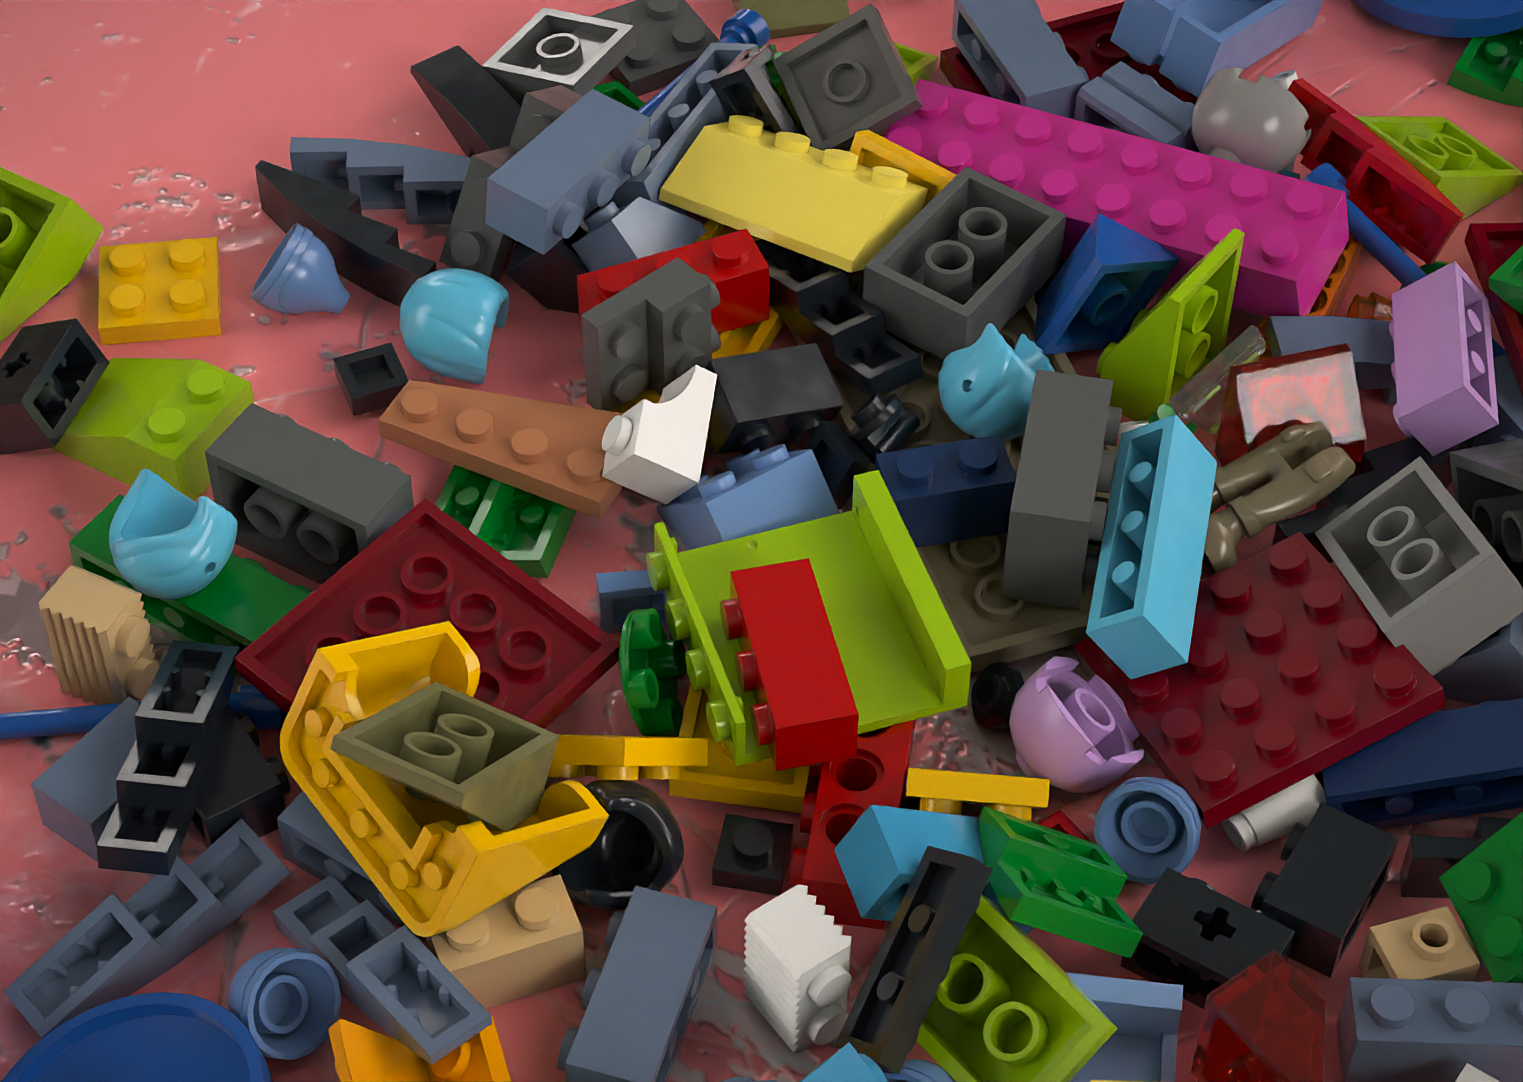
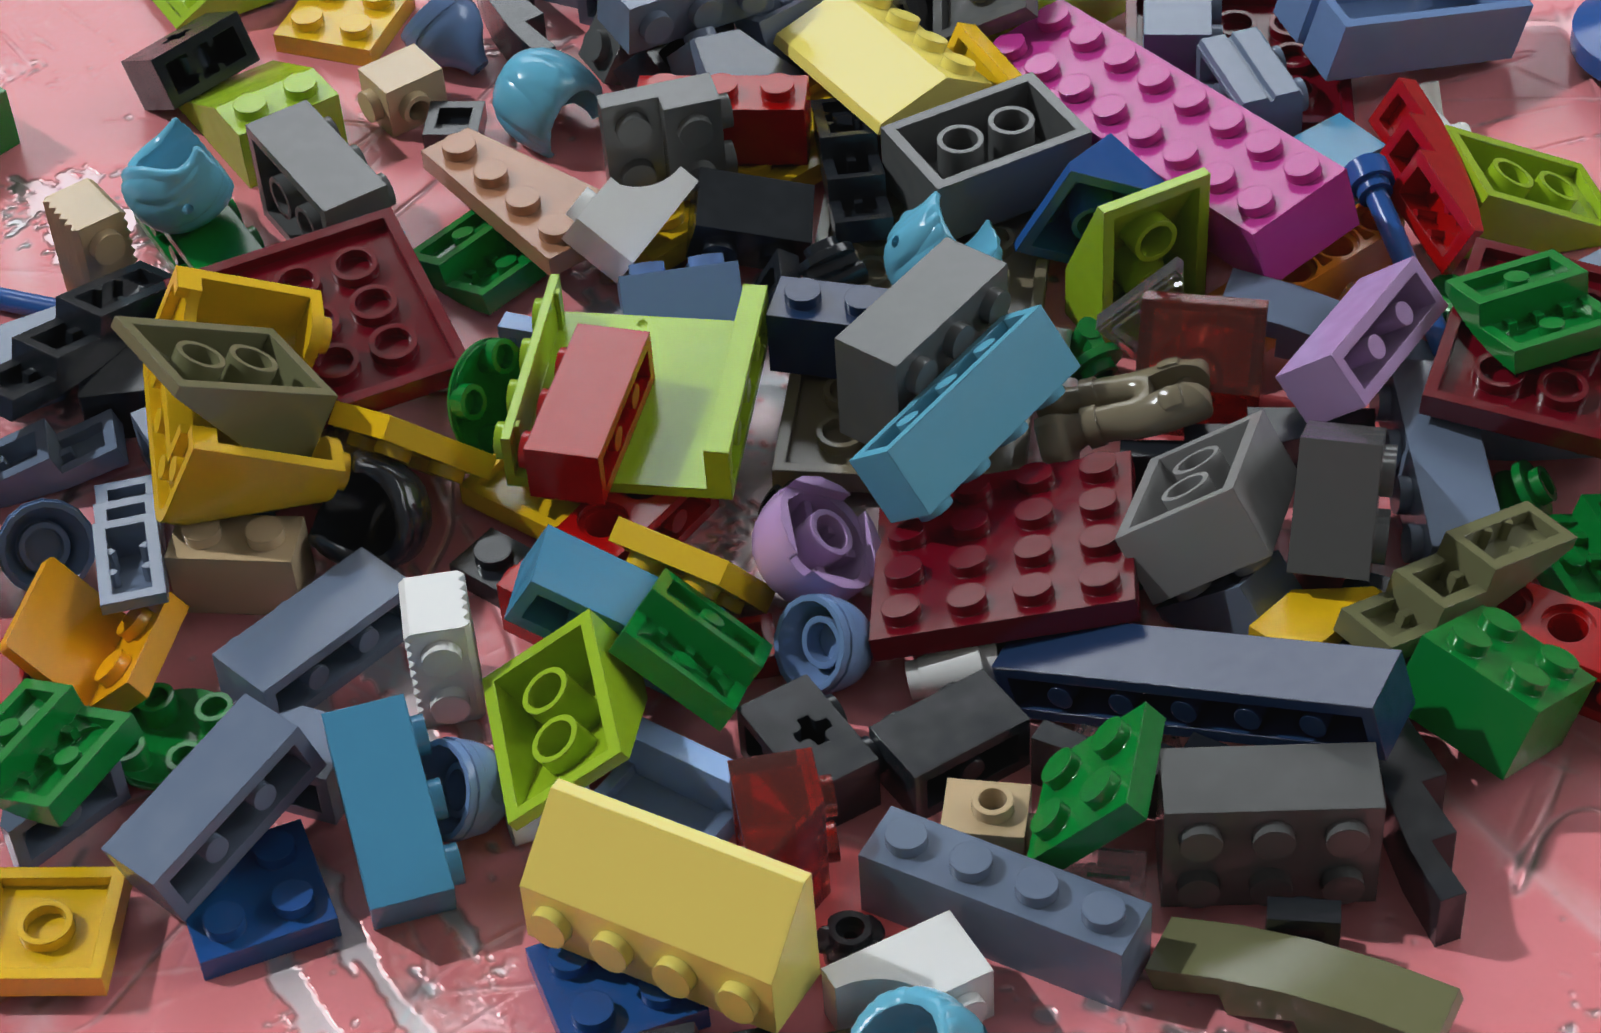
camera: 30 degrees right, 5 degrees down
(291, 354) = (400, 89): none -> tan brick
(914, 957) = (508, 656): black plate -> none
(1249, 121) = (1326, 104): light grey cylinder -> none

